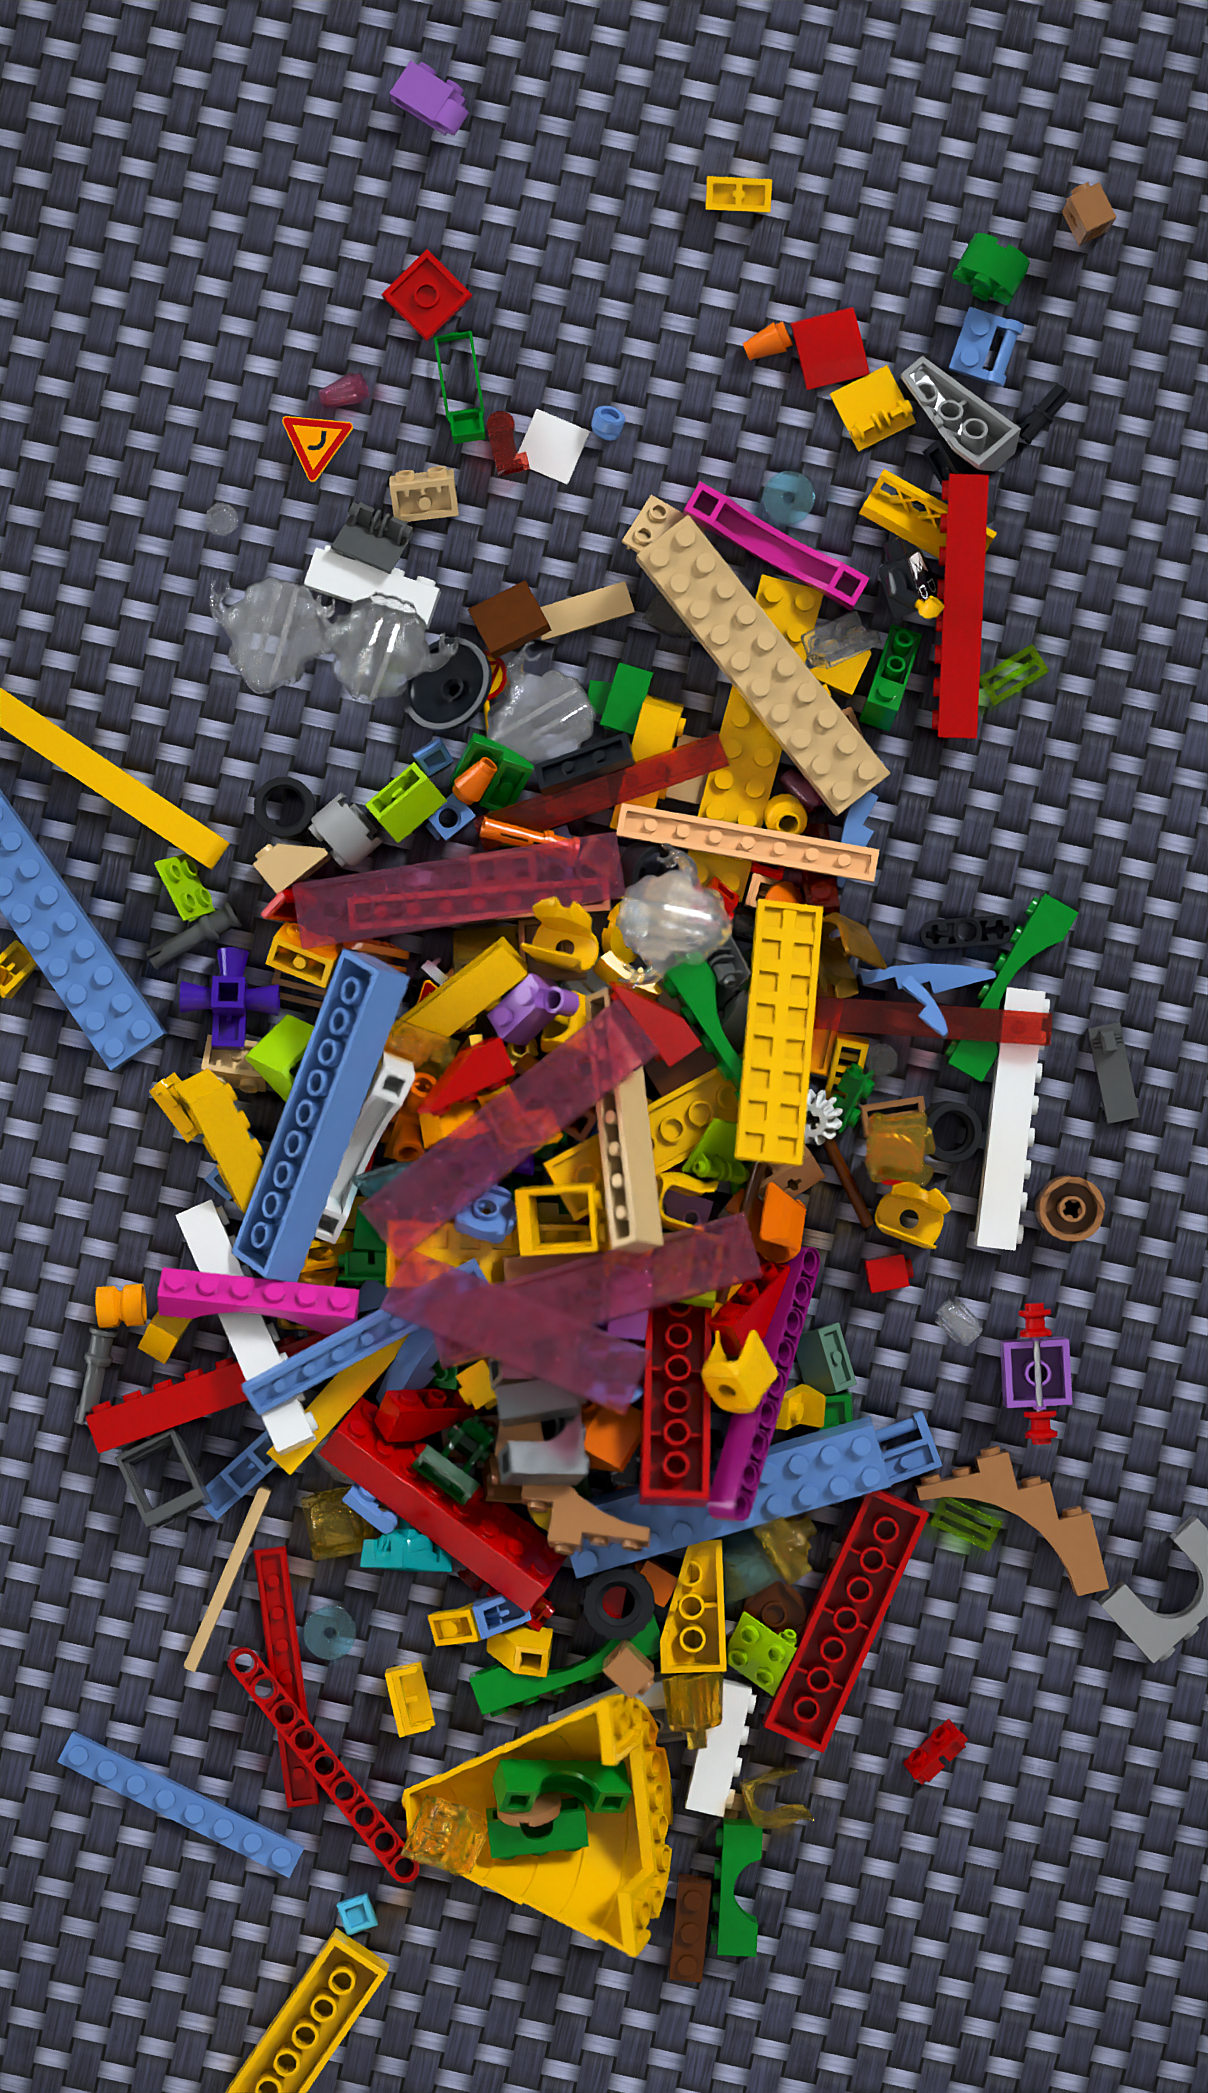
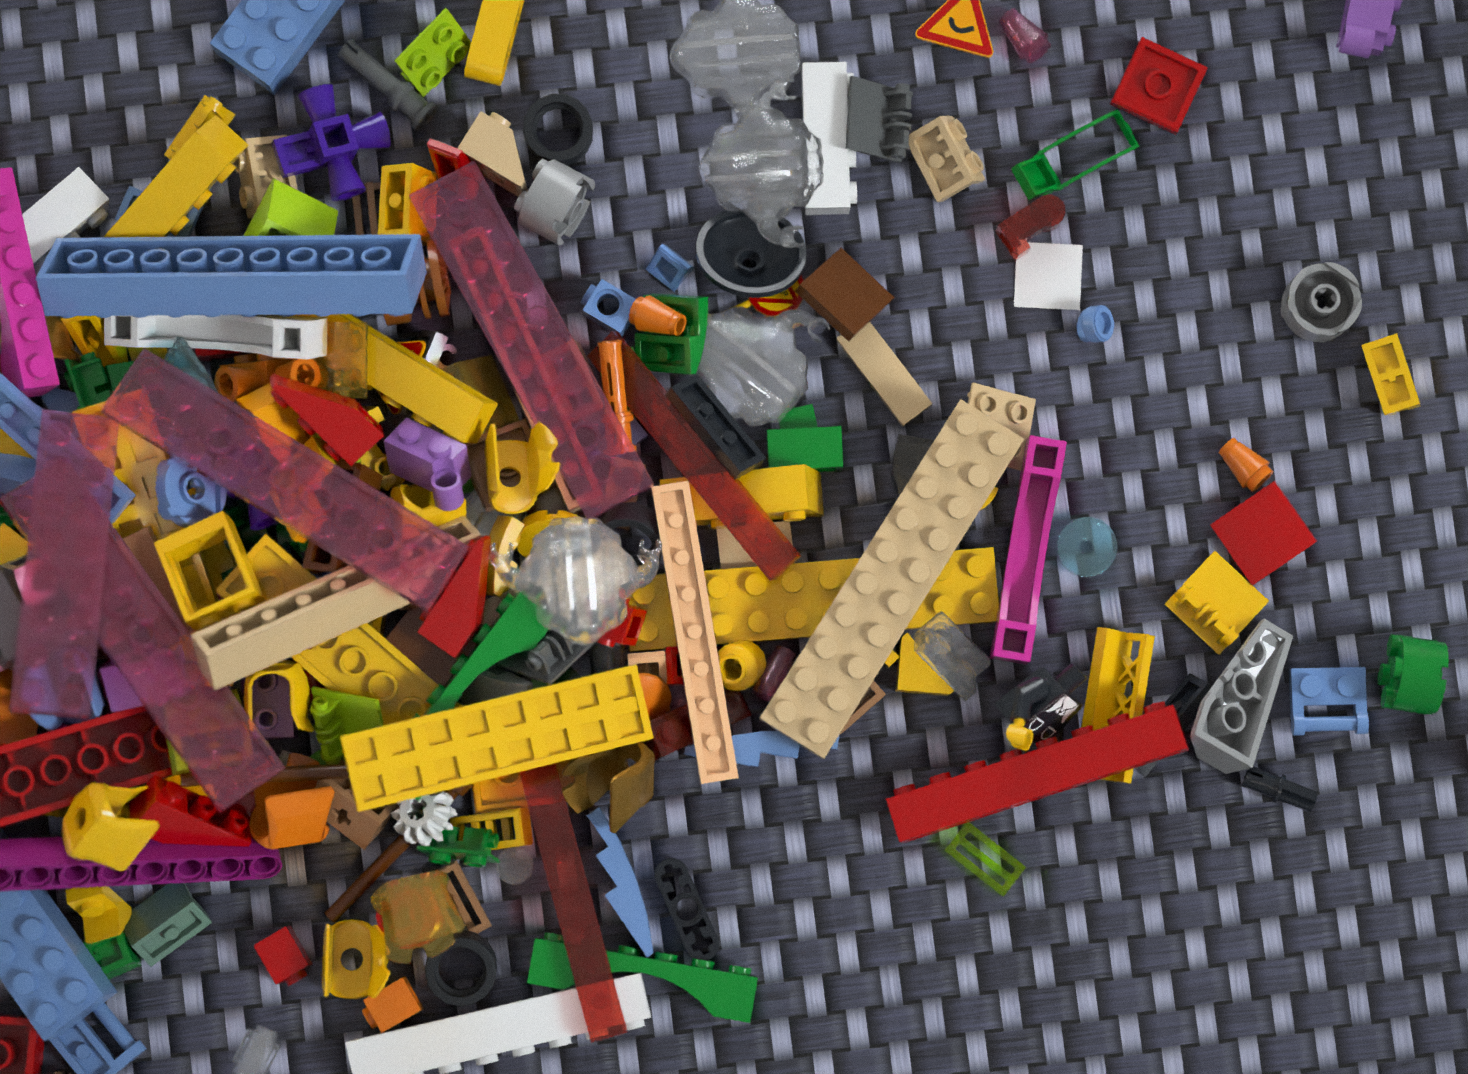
camera: 70 degrees right, 5 degrees down
(406, 802) = (607, 251): lime slope -> none
(660, 210) = (1340, 308): none -> light grey brick
(890, 678) = (932, 726): green slope -> none
(931, 1013) = (580, 898): medium blue slope -> none
(962, 1198) = (392, 1005): none -> orange brick

